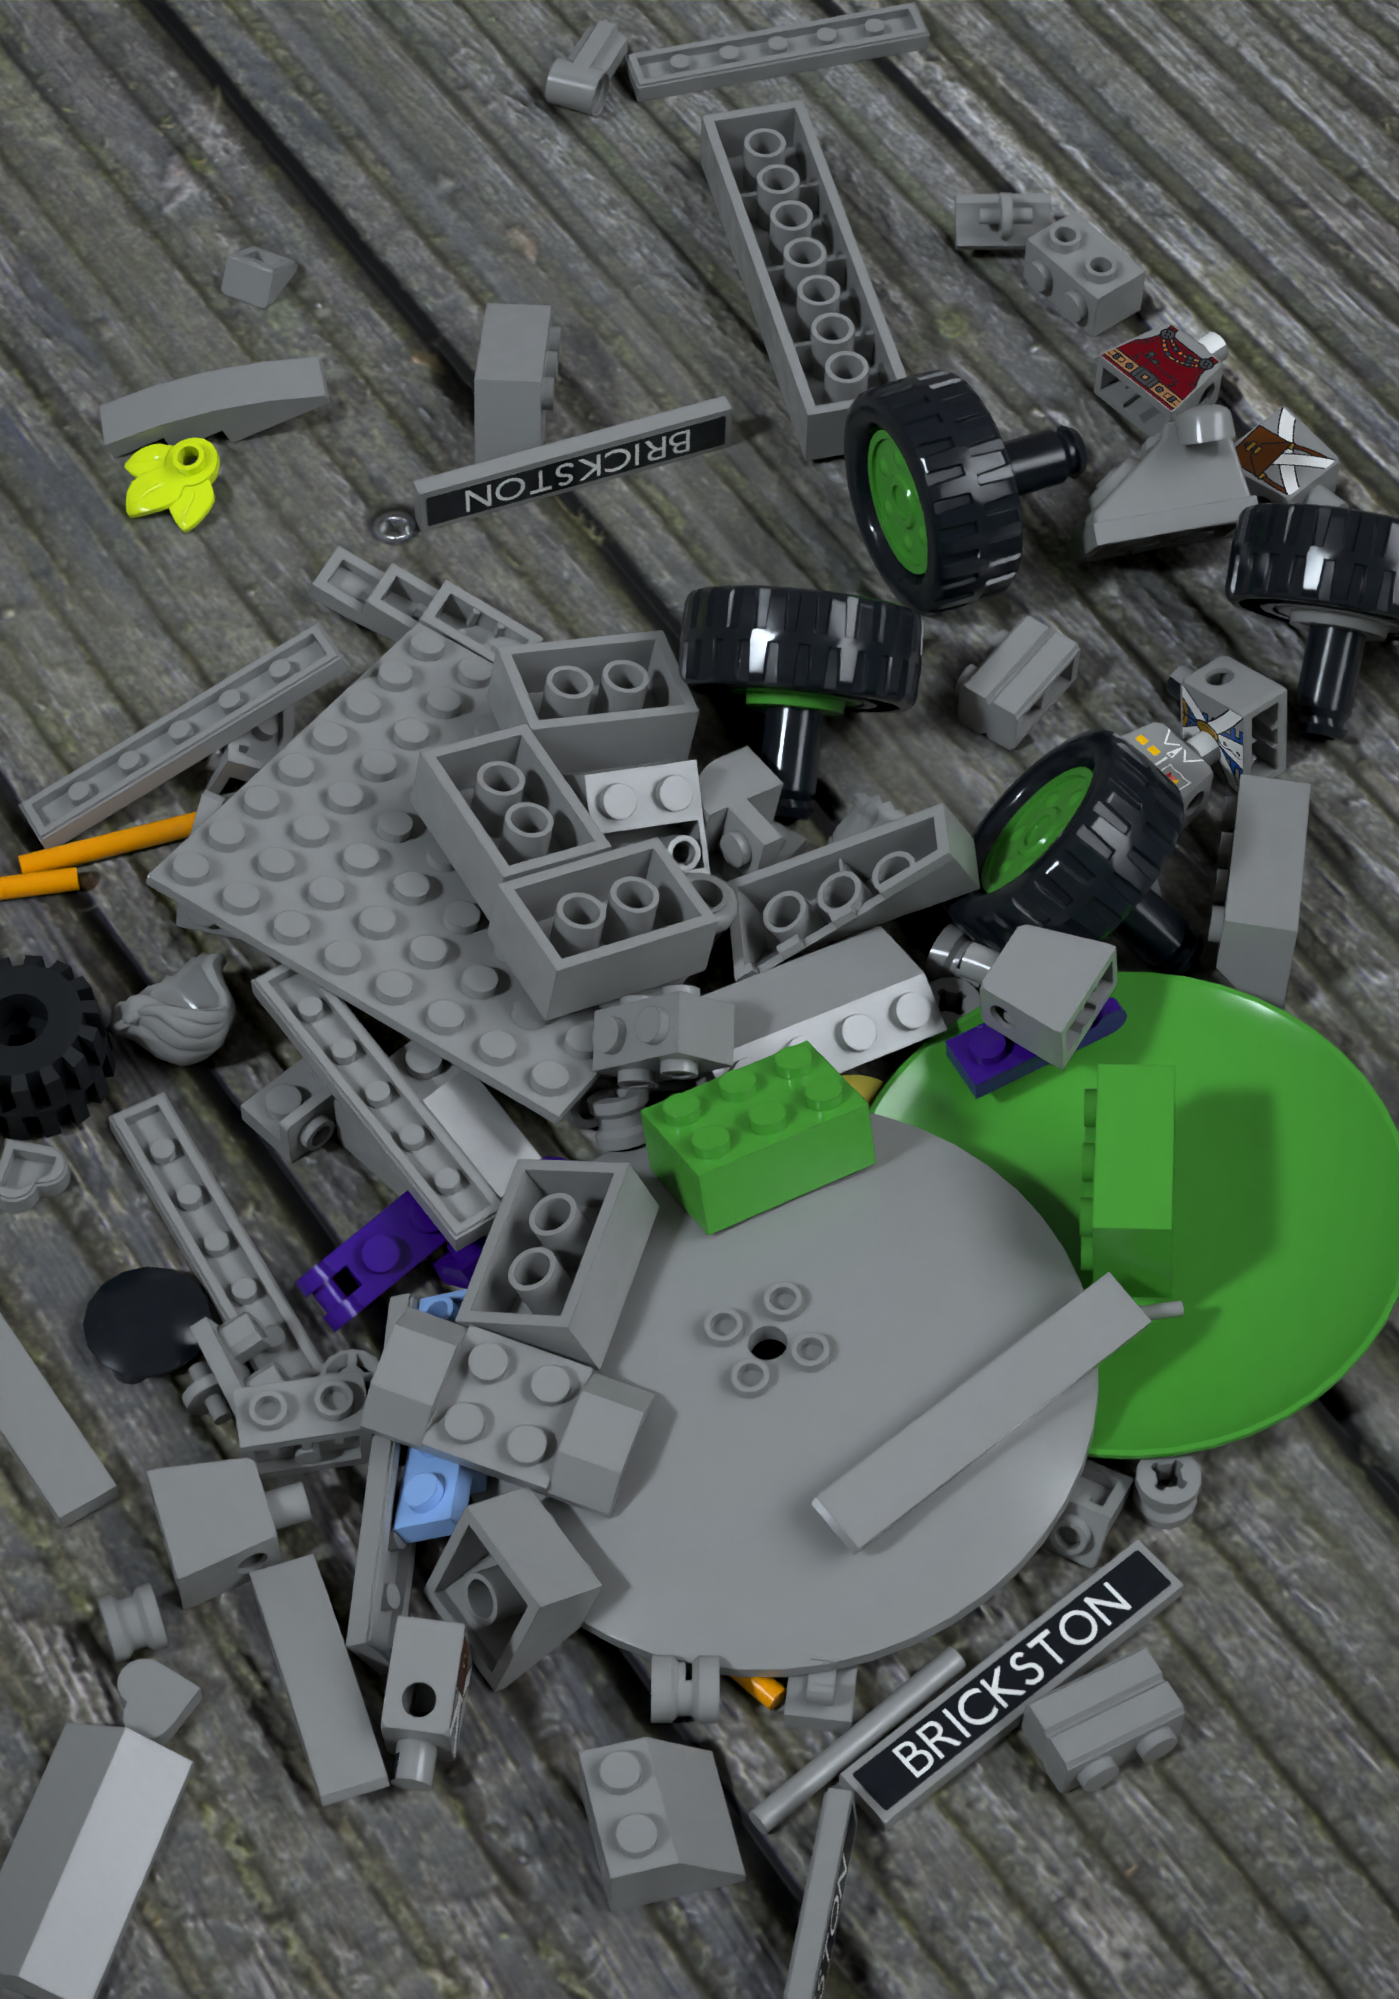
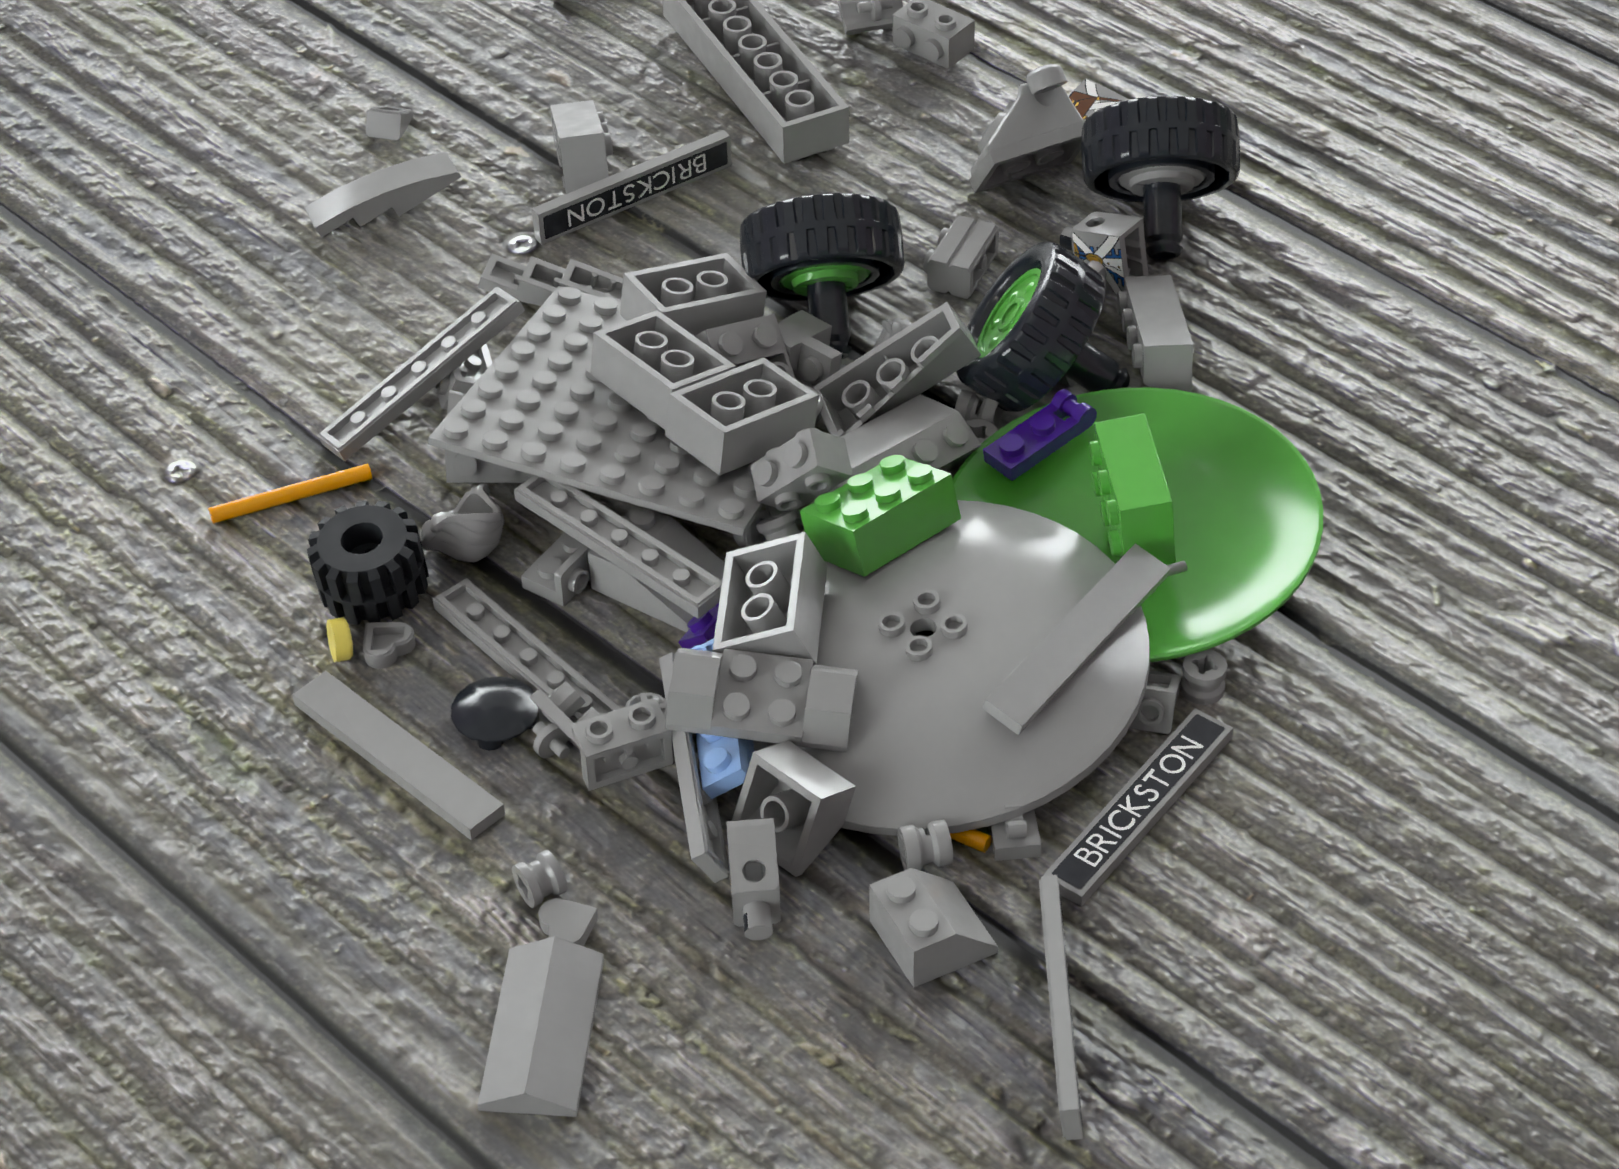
camera: 10 degrees left, 10 degrees down
(108, 844) = (384, 448): light orange bar -> none
(167, 483) = (367, 238): neon yellow plate -> none
(221, 1523) = (581, 811): light grey torso -> none
(318, 1680) = (678, 885): light grey slope -> none
(373, 1258) = (641, 641): dark purple plate -> none
(856, 1740) = (1046, 857): light grey bar -> none
(944, 489) = (885, 142): black wheel -> none
(1043, 988) = (1040, 400): light grey torso -> none
(1104, 1722) = (1206, 811): light grey brick -> none
(1160, 375) = (994, 78): torso -> none

